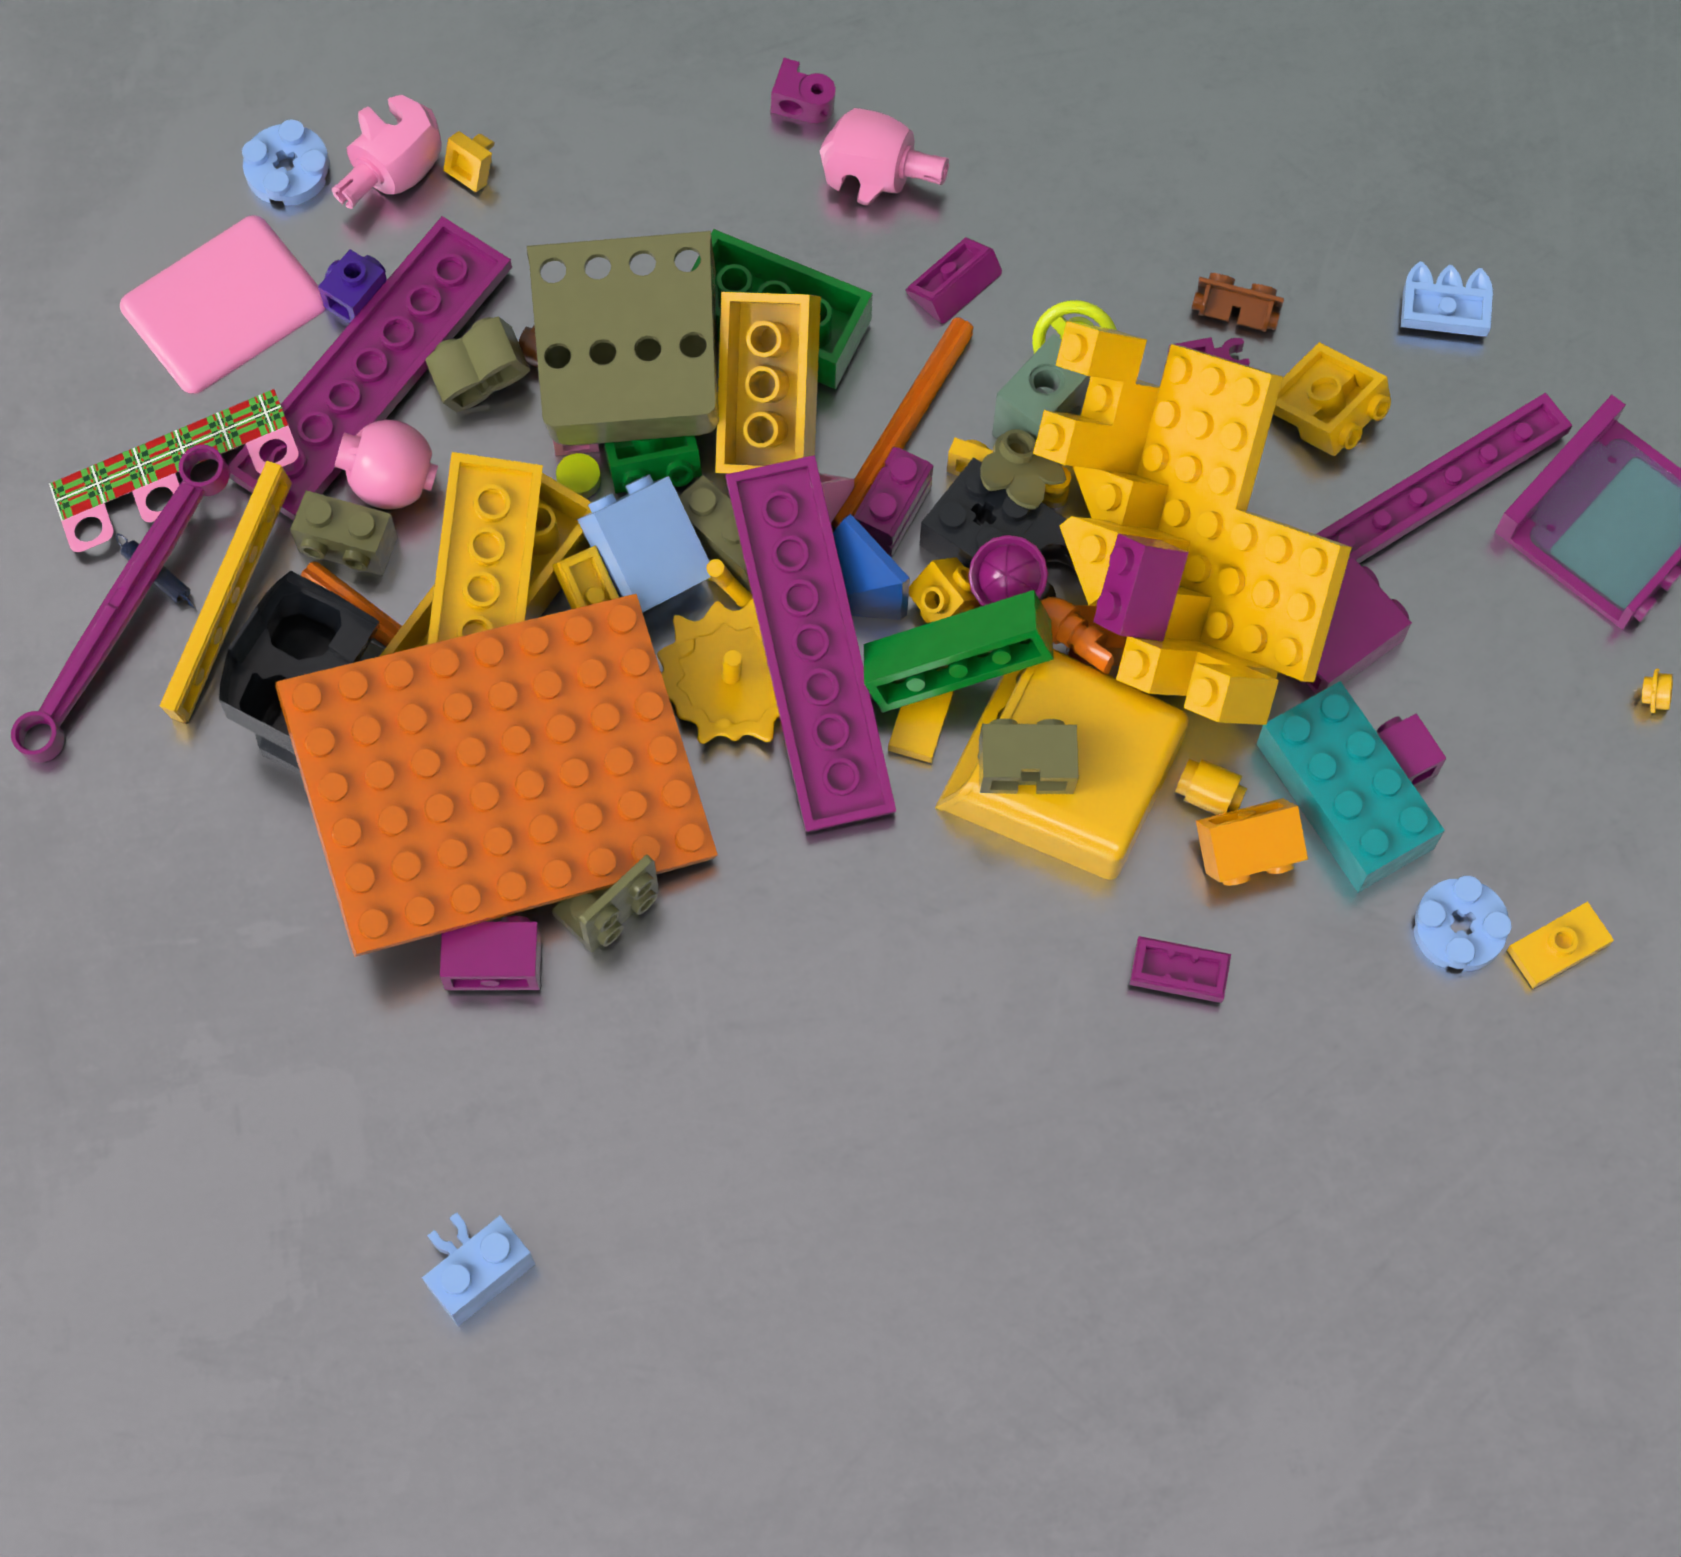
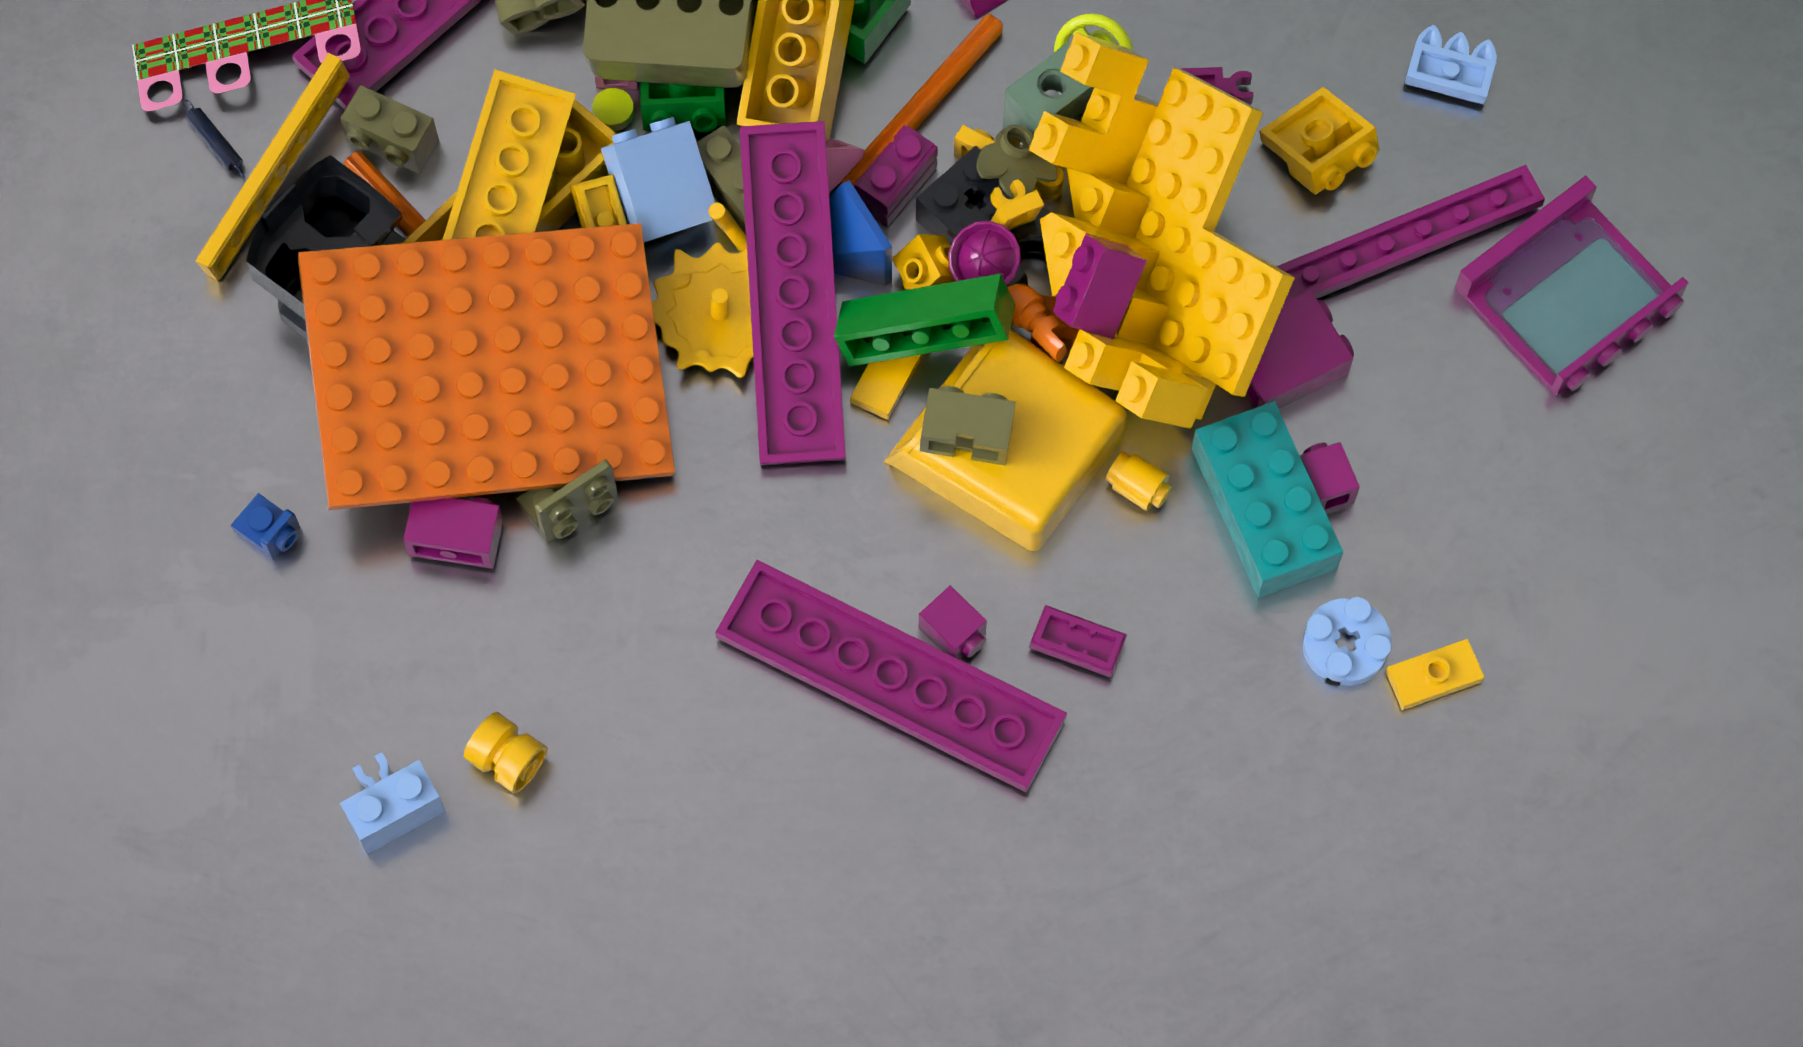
camera: 10 degrees right, 0 degrees up
(120, 604) = (177, 163): magenta piece -> none
(286, 983) = (267, 526): none -> blue bracket
(387, 464) = (439, 72): bright pink brick -> none
(588, 1189) = (501, 749): none -> yellow wheel
(989, 1038) = (891, 675): none -> magenta plate
(1033, 519) = (1018, 210): none -> yellow tile
(1045, 973) = (953, 624): none -> magenta brick
(1223, 295) = (1270, 42): dark orange hinge -> none
(1252, 841) = (1165, 535): light orange brick -> none
(1658, 690) = (1575, 456): yellow plate -> none

